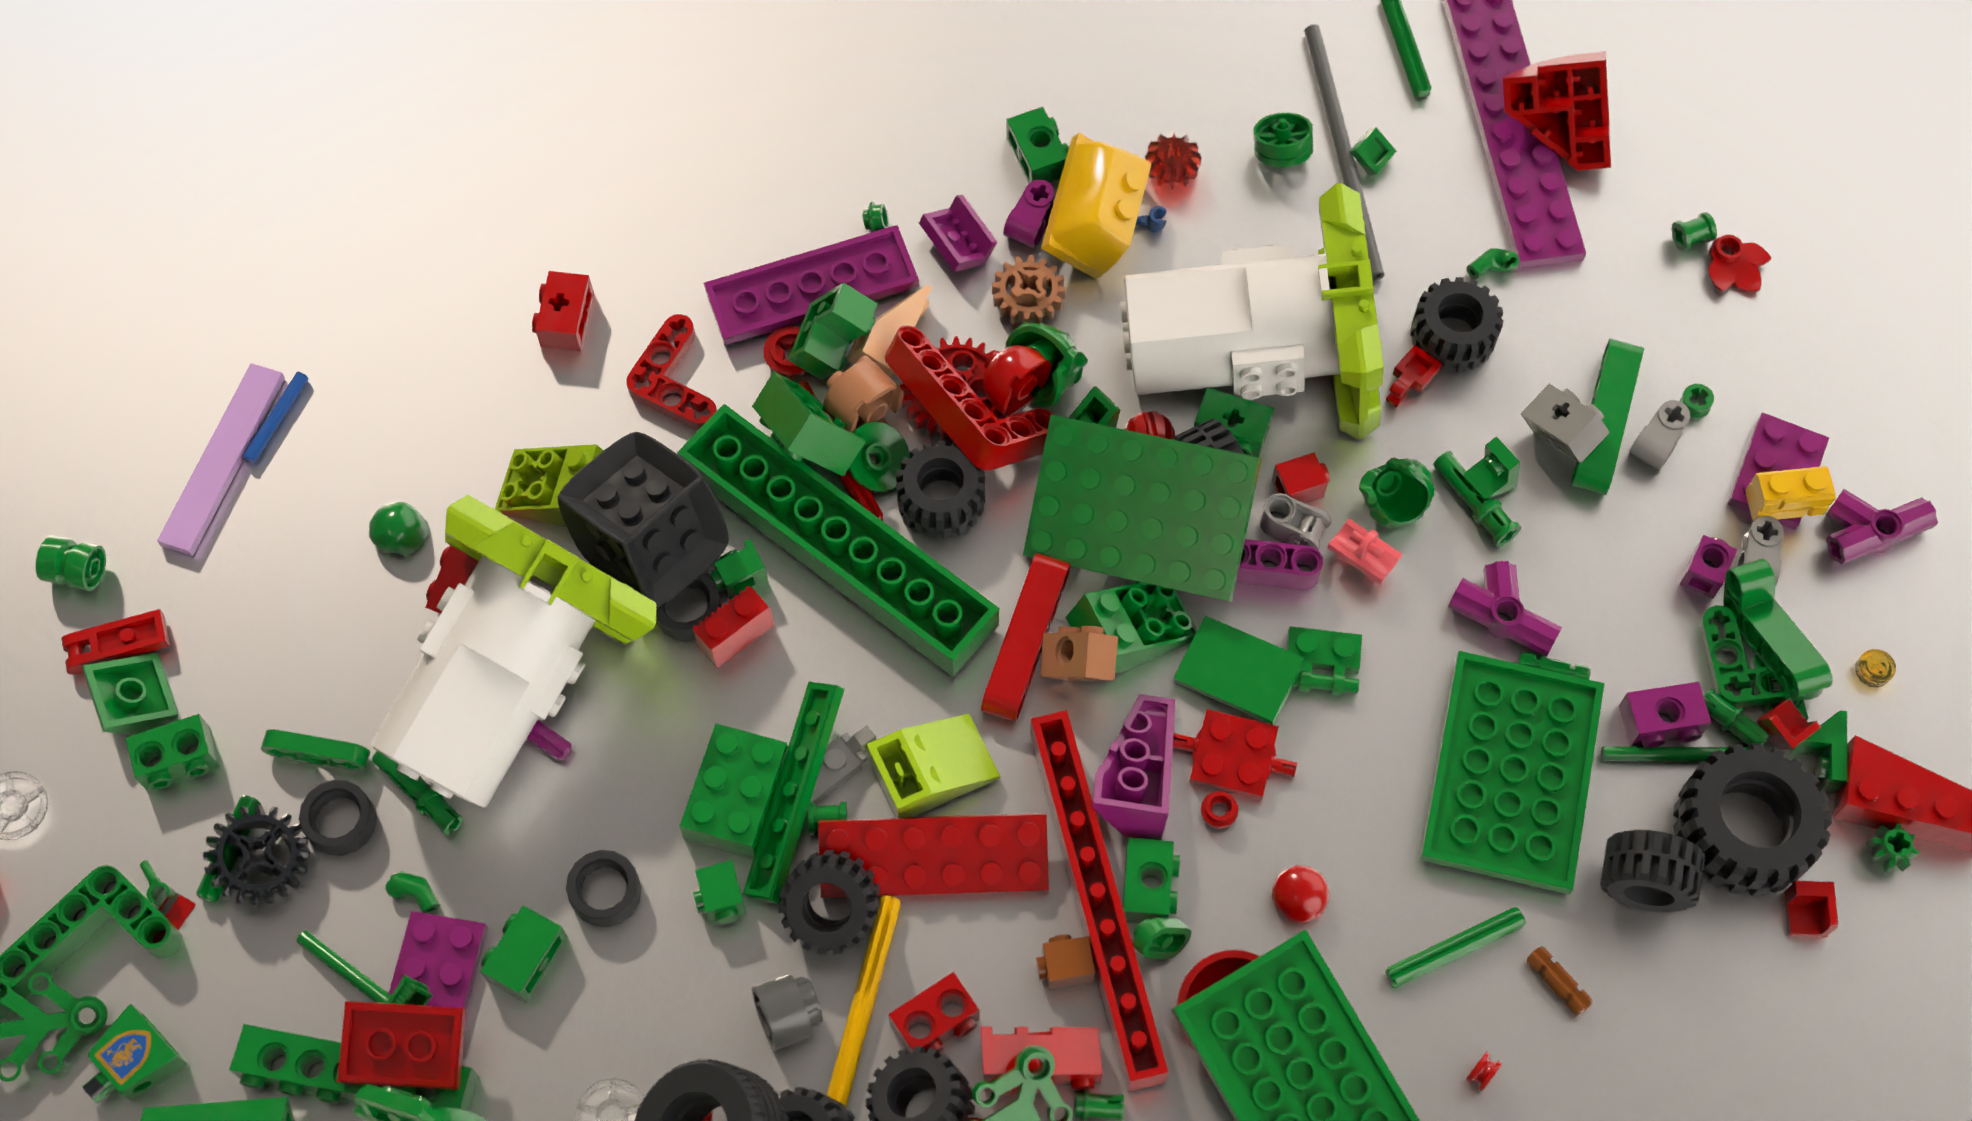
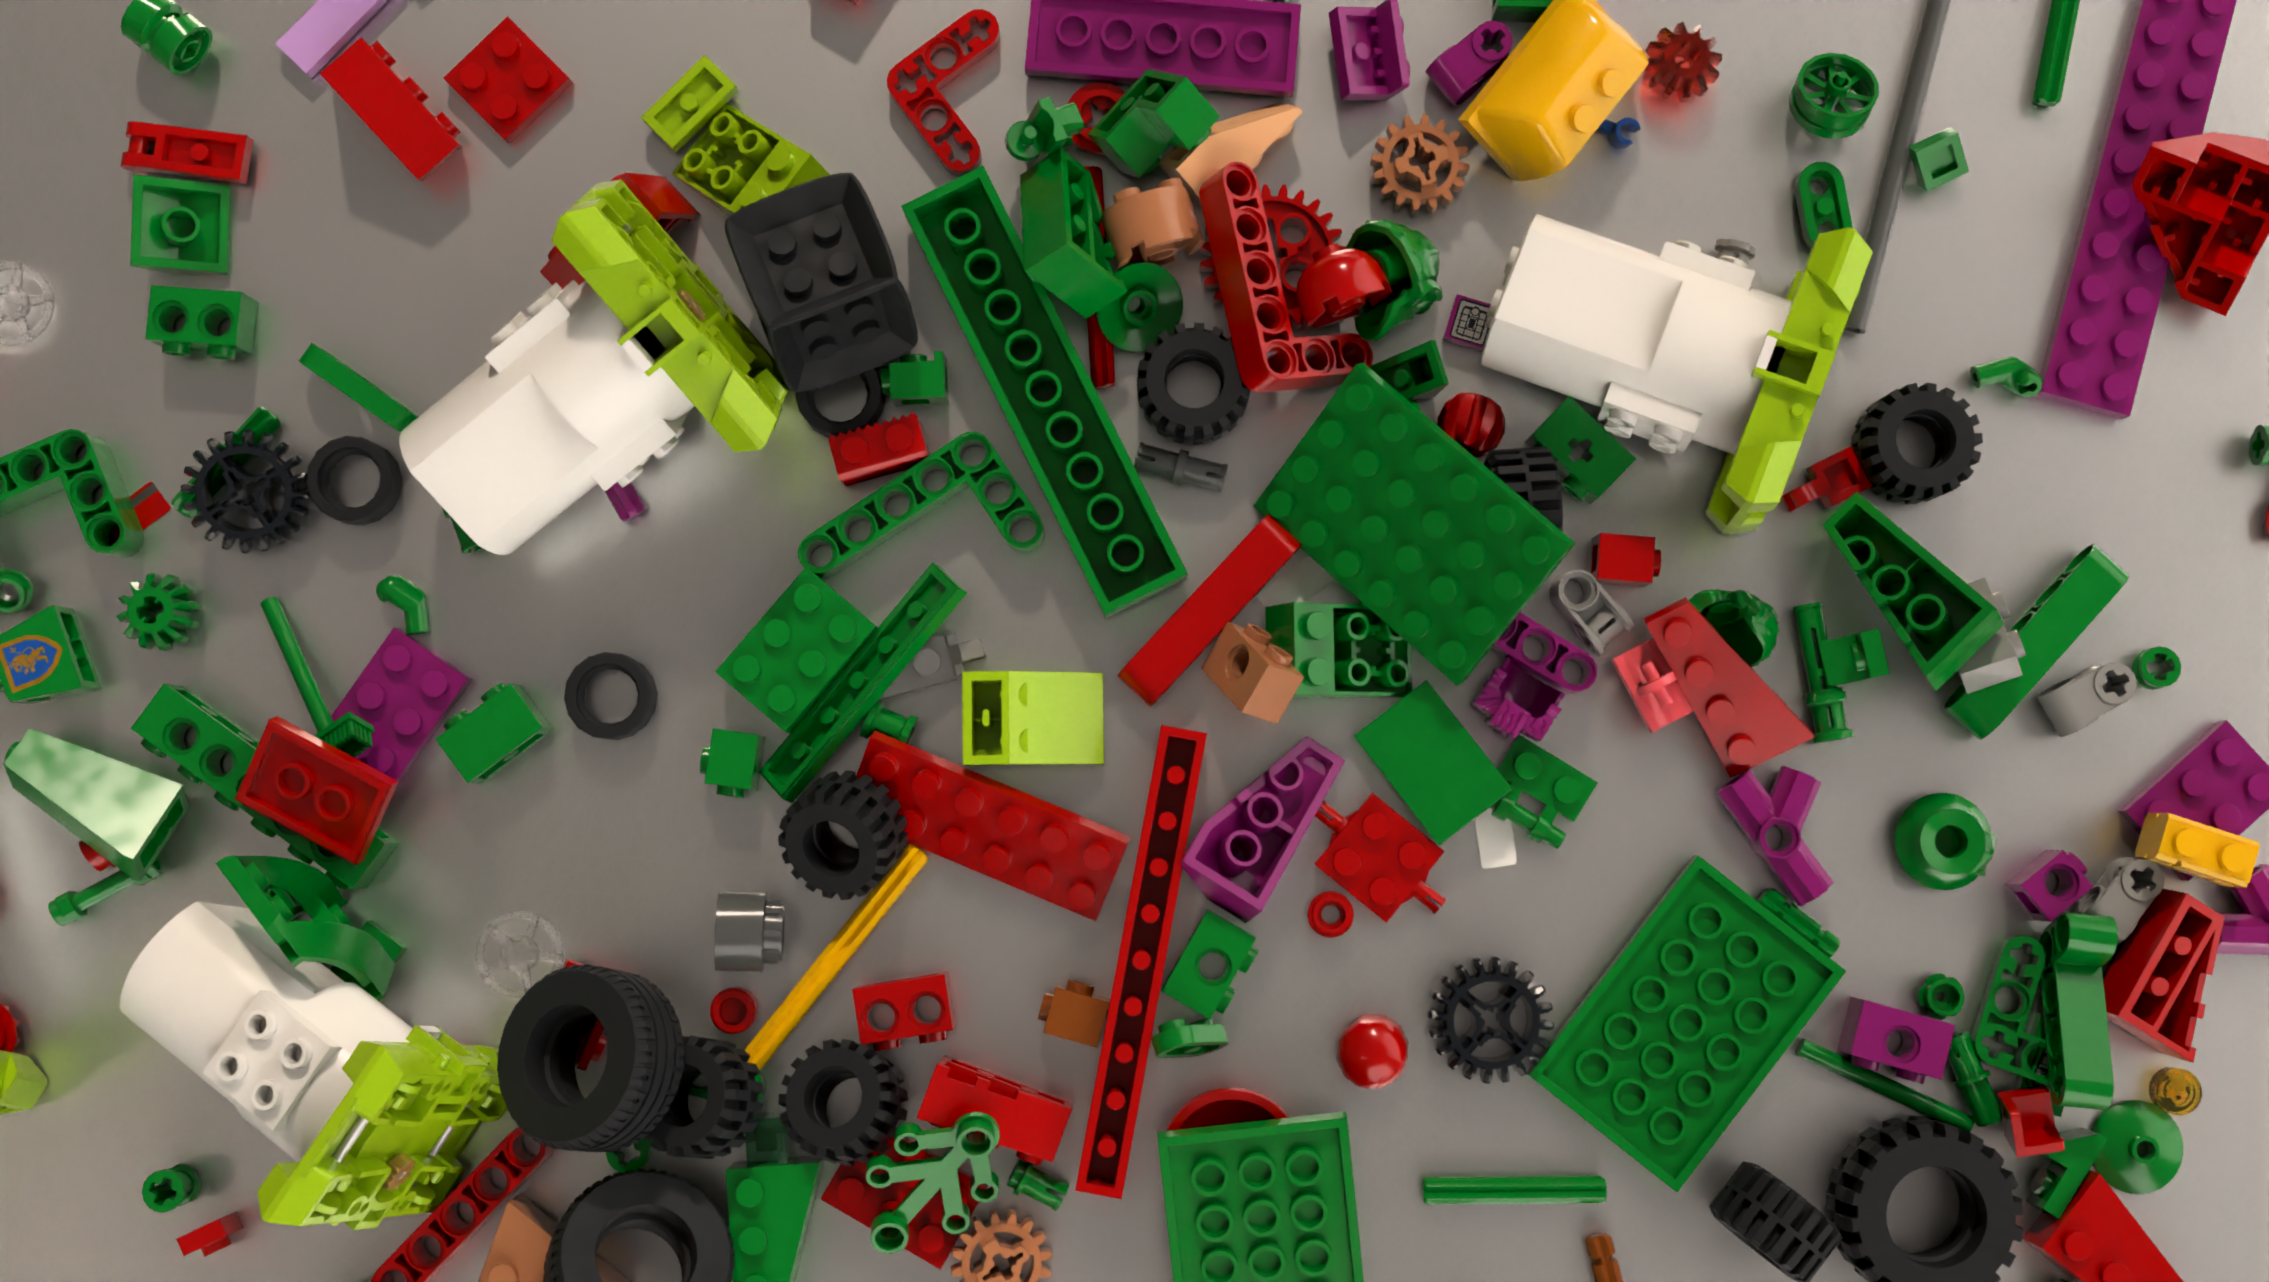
camera: 30 degrees right, 20 degrees up
(155, 884) = (125, 479): green hand -> none
(203, 978) = (164, 627): none -> green gear
(266, 543) = (392, 107): none -> red wedge
(344, 497) = (508, 80): none -> red plate
(398, 528) = (553, 149): green hair -> none
(488, 458) = (689, 104): none -> lime plate
(756, 366) = (1044, 131): none -> green hips
(781, 649) = (923, 502): none -> green beam
(801, 1075) = (734, 1010): none -> red tile
(961, 551) = (1180, 467): none -> dark grey pin
(1114, 377) = (1467, 323): none -> tile
(1276, 607) = (1517, 702): none -> magenta hair
(1306, 213) = (1826, 210): none -> green plate
(1310, 708) = (1495, 841): none -> white sticker
(1359, 827) = (1475, 1035): none -> black gear
(1424, 536) = (1731, 701): none -> red wing
(1515, 408) = (1920, 597): none -> green wedge
(1622, 570) = (1944, 841): none -> green piece
(1679, 665) = (1952, 1001): none -> green plate
(1818, 588) = (2162, 973): none -> red wedge
(1884, 732) = (2125, 1127): none -> green dish

